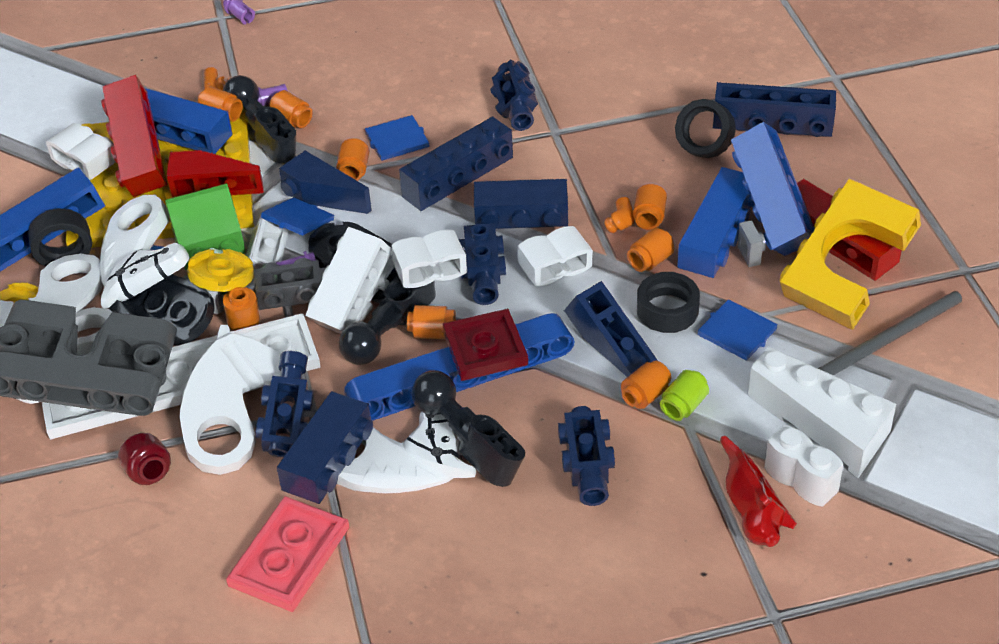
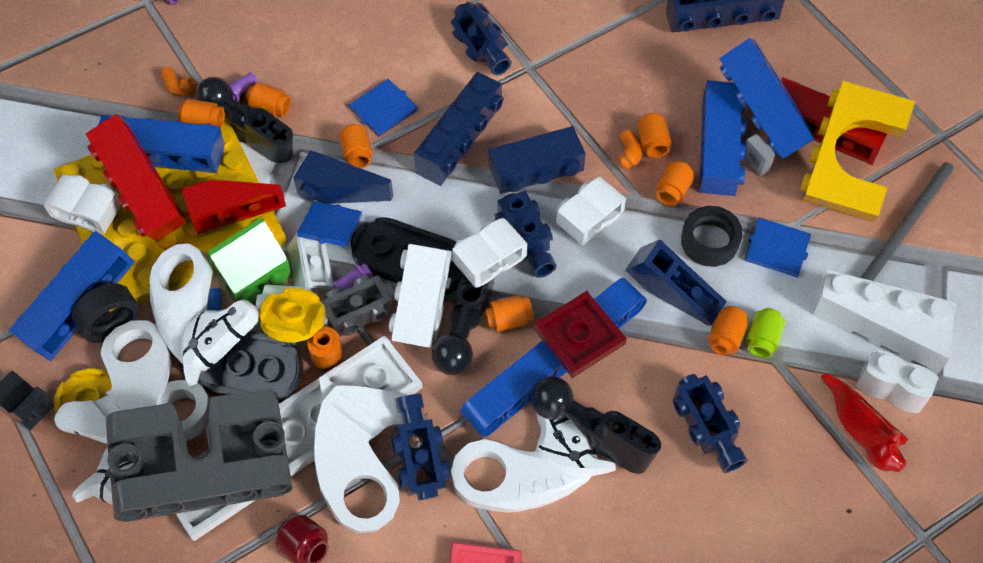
camera: 20 degrees left, 15 degrees up
(325, 447) = (477, 485): dark blue brick -> none
(683, 125) = (689, 55): black tyre -> none

